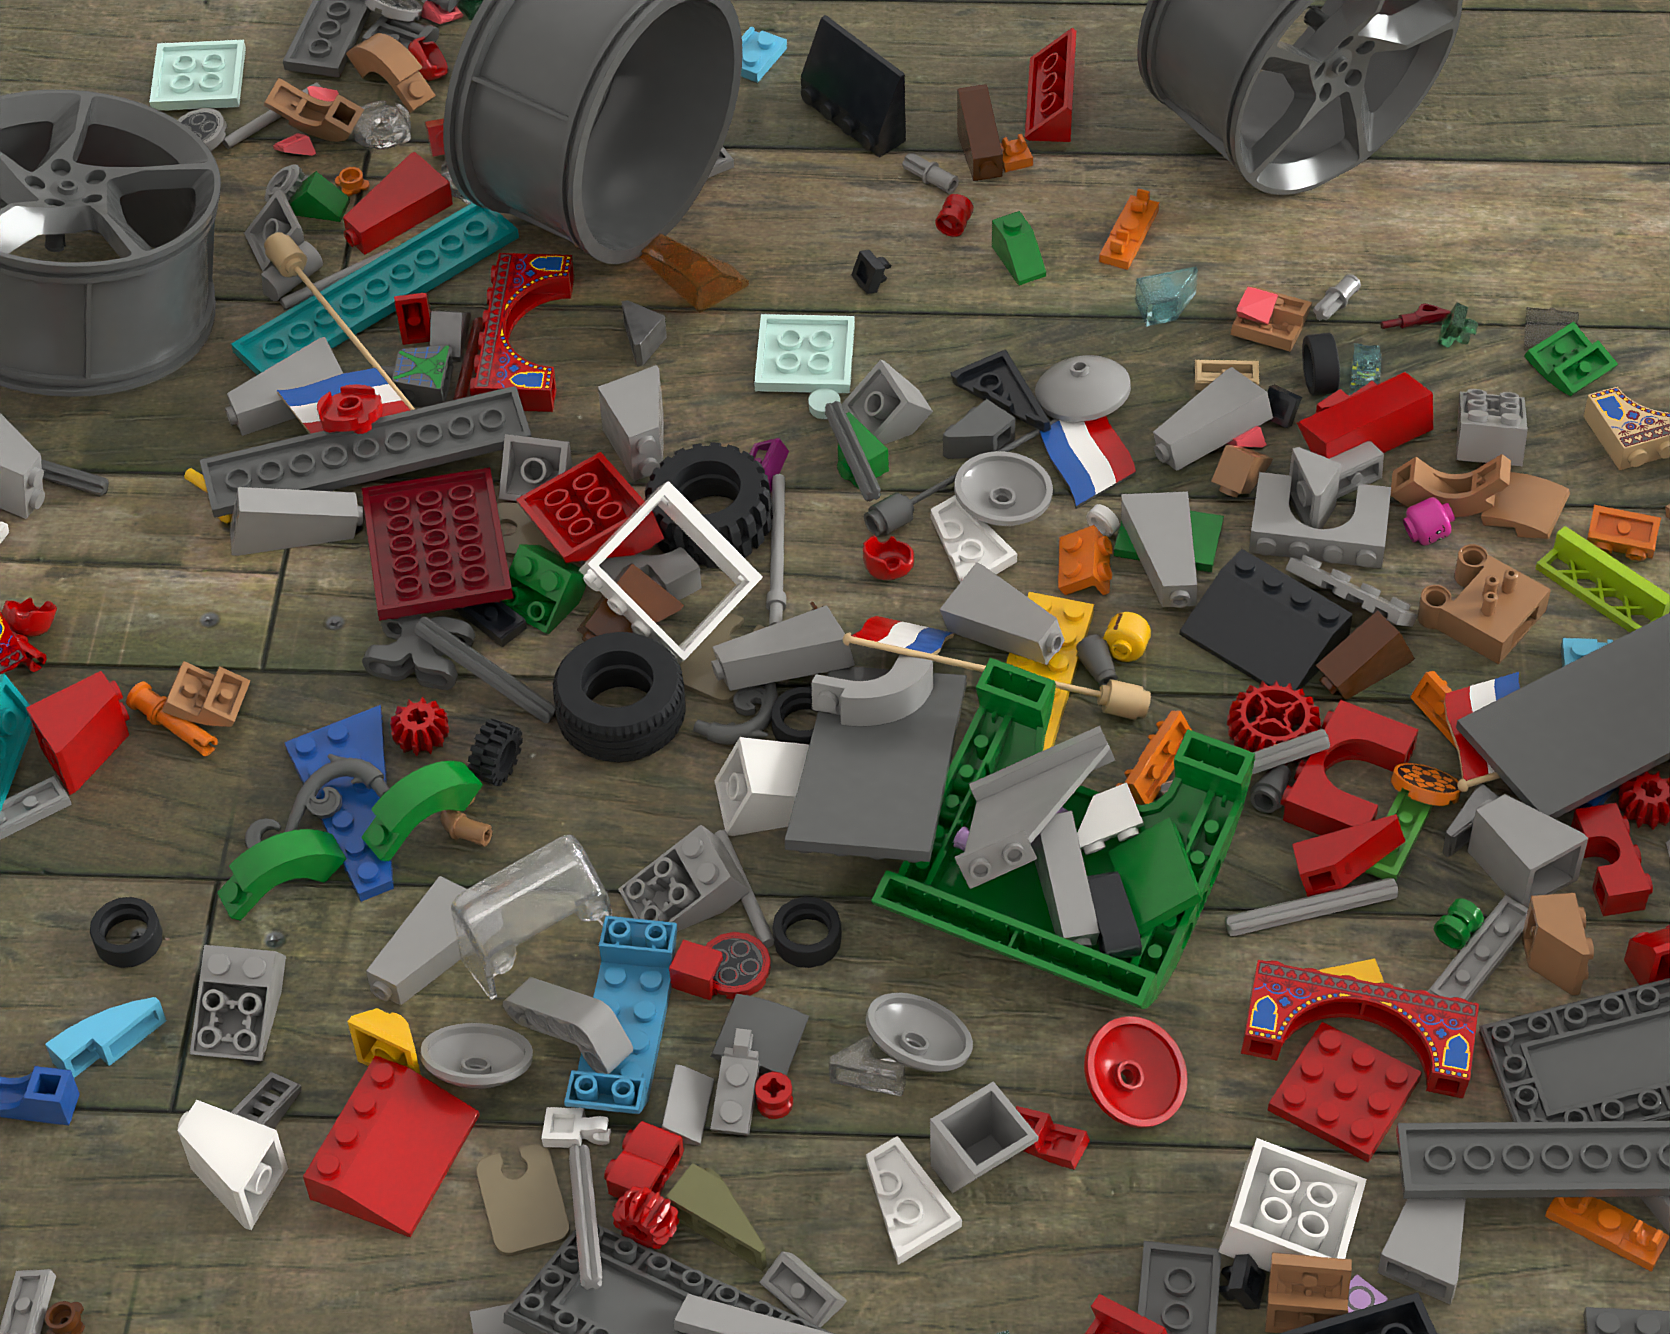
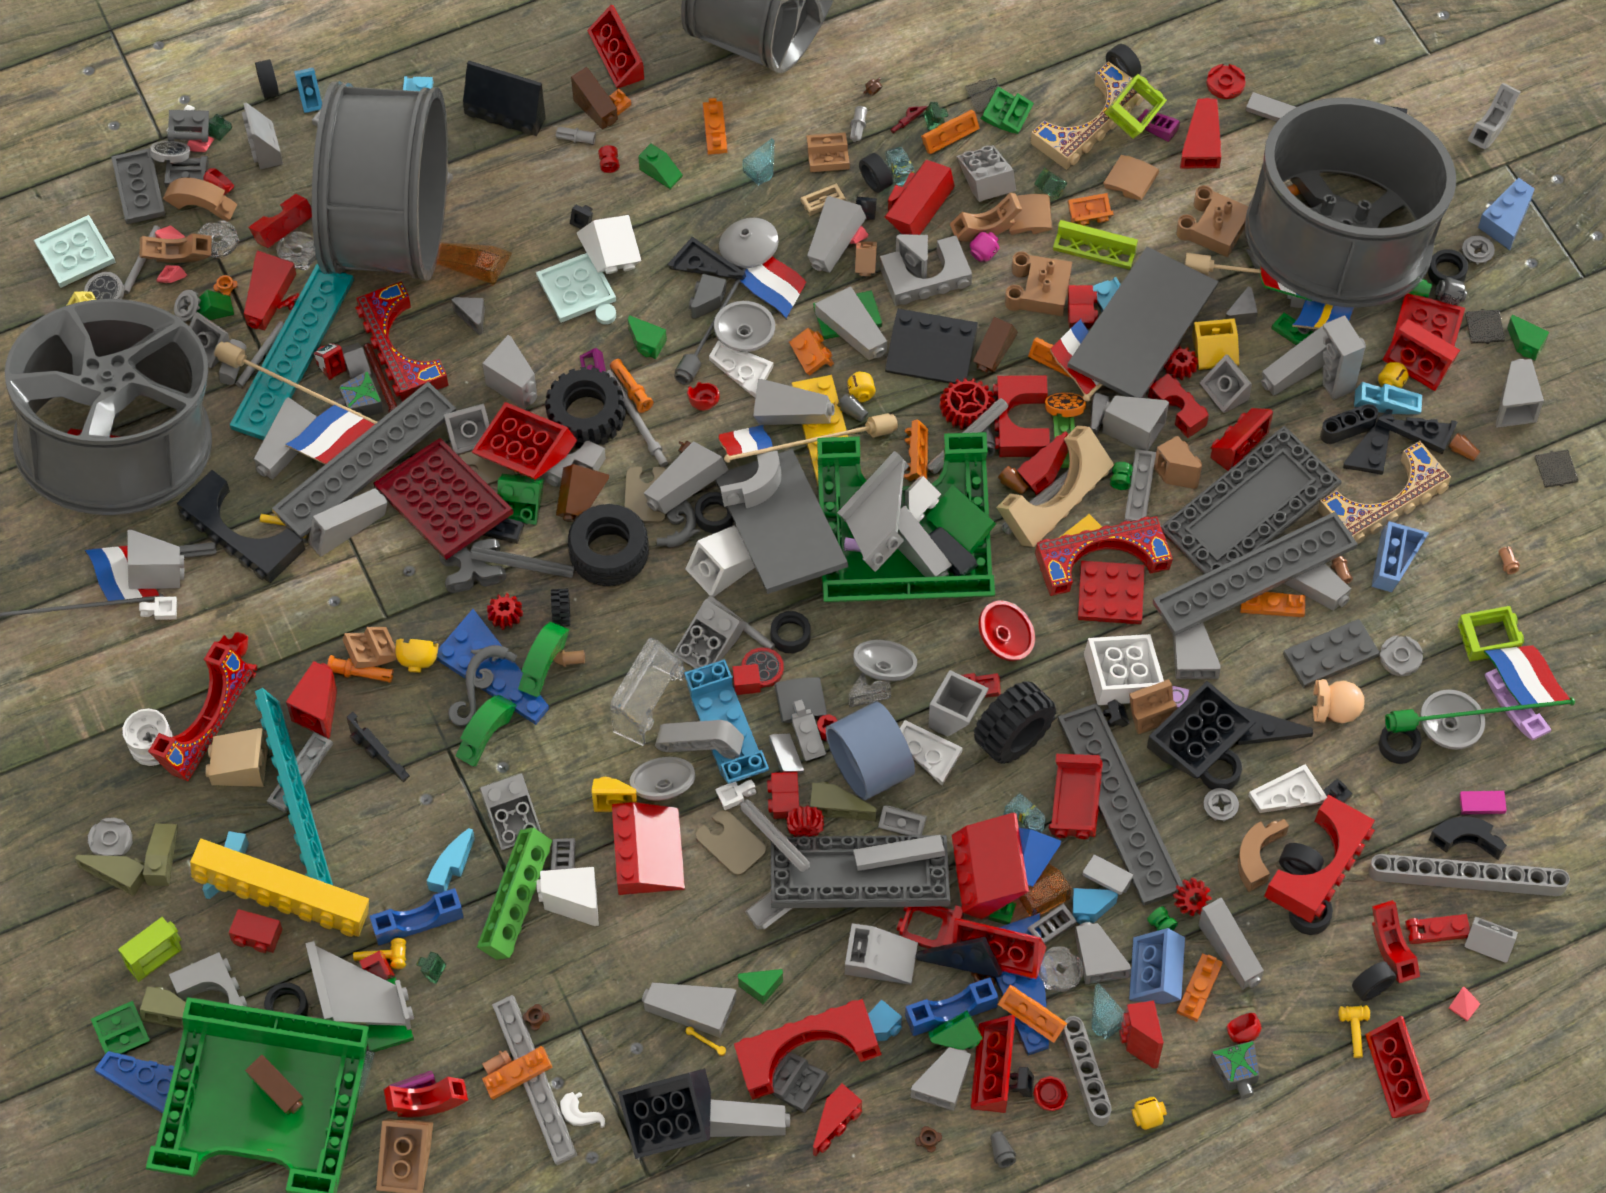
camera: 30 degrees left, 10 degrees up
(74, 1173) = (514, 894): none -> bright green brick
(113, 830) = (374, 747): none -> black wing
(118, 911) = (417, 786): black tyre -> none
(158, 521) = (264, 556): none -> black arch
(257, 729) = (416, 654): none -> yellow cylinder
(350, 410) = (346, 446): red plate -> none
(414, 229) = (289, 302): none -> red plant
(419, 948) = (592, 729): light grey slope -> none
(706, 537) = (610, 432): white window -> none
(797, 515) = (635, 392): none -> orange pin
(800, 1151) = (870, 750): none -> sand blue wheel
(852, 451) = (648, 339): dark grey axle -> none
(883, 313) = (610, 244): none -> white slope
(887, 404) = (644, 300): light grey slope -> none
(1056, 1212) = (1014, 722): none -> black tyre
(1103, 519) = (807, 321): white tile -> none
(1257, 305) = (818, 148): coral slope -> none
(1280, 858) = (1012, 480): none -> dark orange cone
(1359, 465) = (929, 225): light grey slope -> none
(1387, 259) = (873, 86): none -> reddish brown plate
(1396, 609) = (936, 303): light grey wing -> none
(1408, 884) = (1086, 467): none -> tan arch
(1467, 354) = (950, 131): none -> orange plate
(1534, 652) = (1081, 305): none -> red brick
(1581, 476) = (1050, 183): none -> clear green panel

